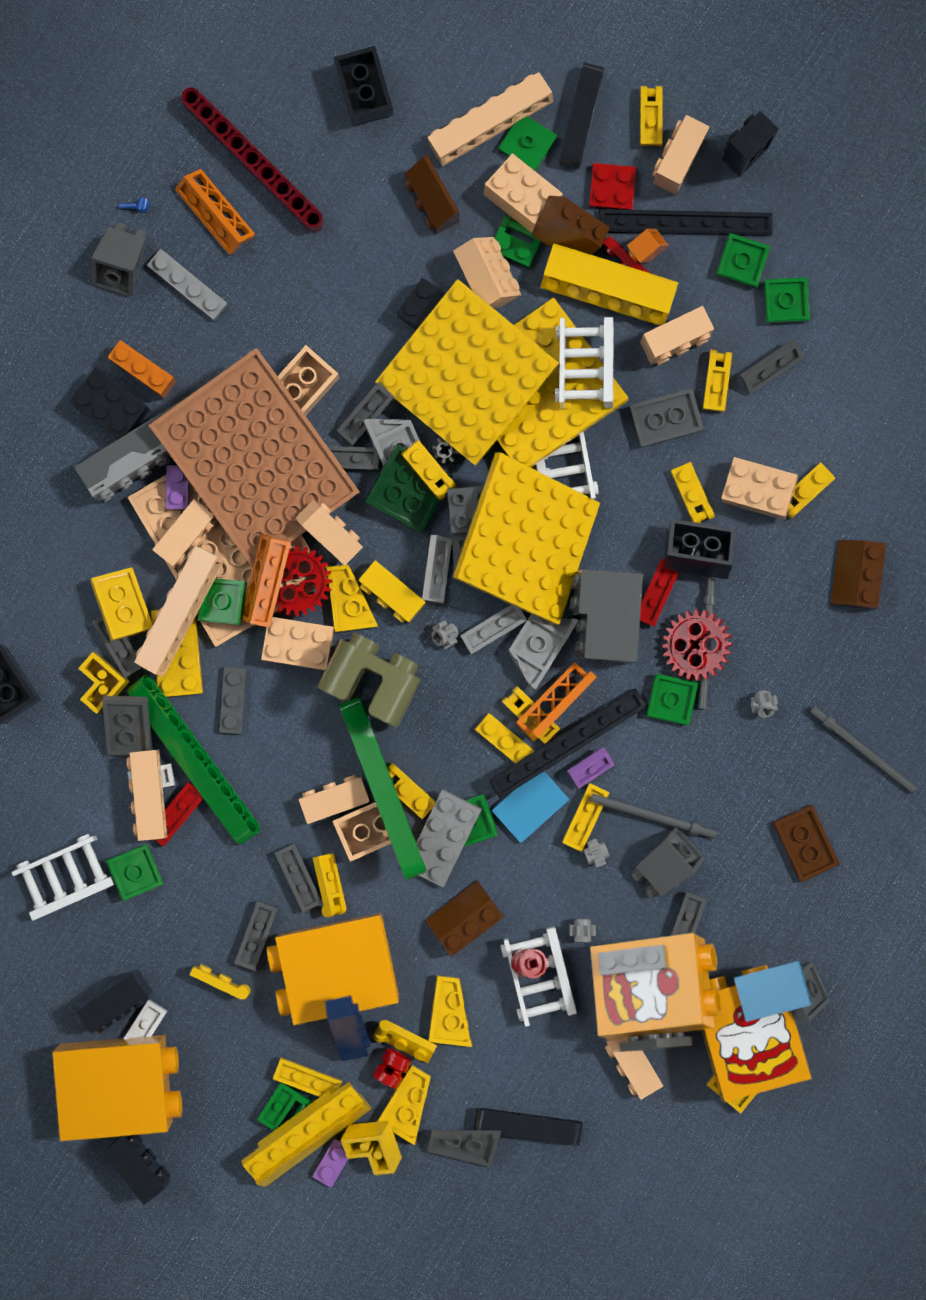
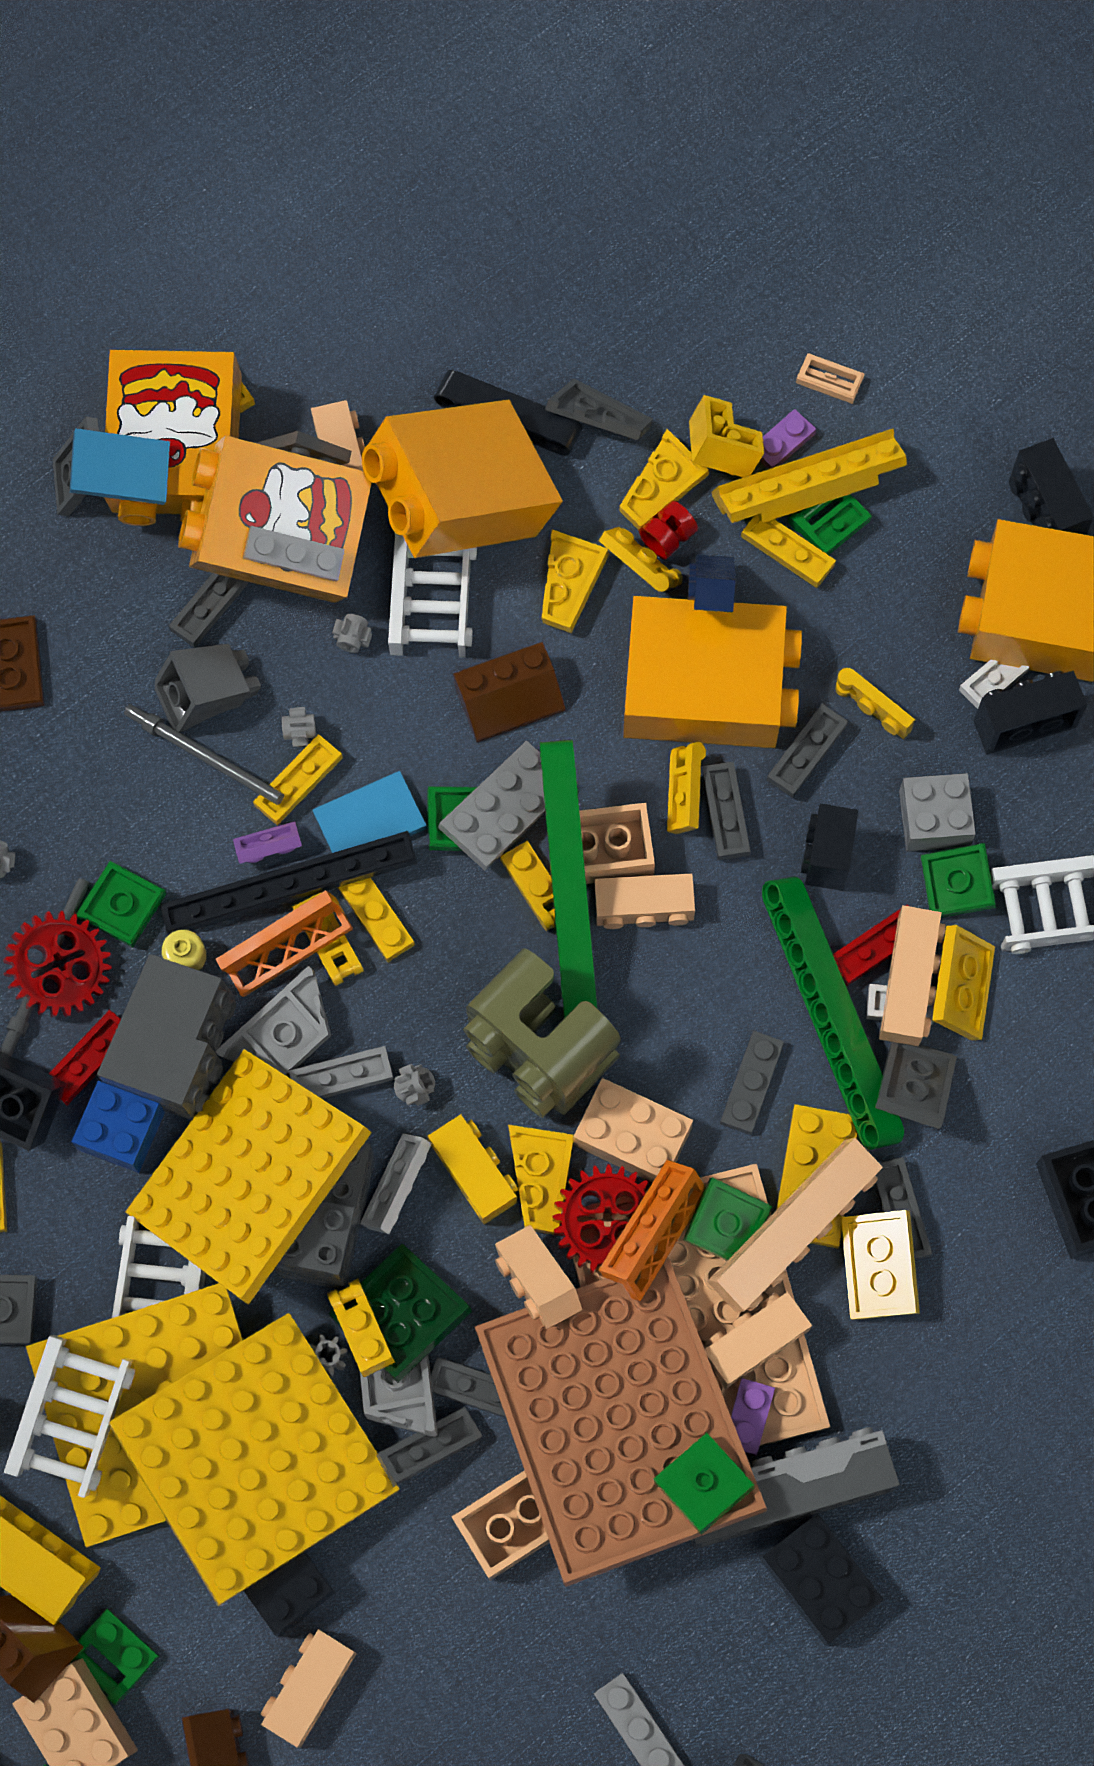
camera: 155 degrees left, 15 degrees down
(106, 681) = (931, 1156): yellow brick -> none
(113, 801) = (963, 983): none -> yellow plate
(142, 369) = (755, 1623): orange brick -> none
(159, 915) = (937, 812): none -> light grey brick
(189, 428) = (704, 1483): none -> green plate
(222, 868) = (829, 846): none -> black brick
(311, 1211) = (827, 382): none -> light nougat tile
(395, 256) = (307, 1688): none -> light nougat brick
(487, 271) = (171, 1612): light nougat brick -> none
(529, 963) = (438, 601): wheel -> none
(541, 1055) = (460, 478): none -> light orange brick
(618, 684) = (185, 949): none -> light yellow head
(622, 551) = (118, 1126): none -> blue brick

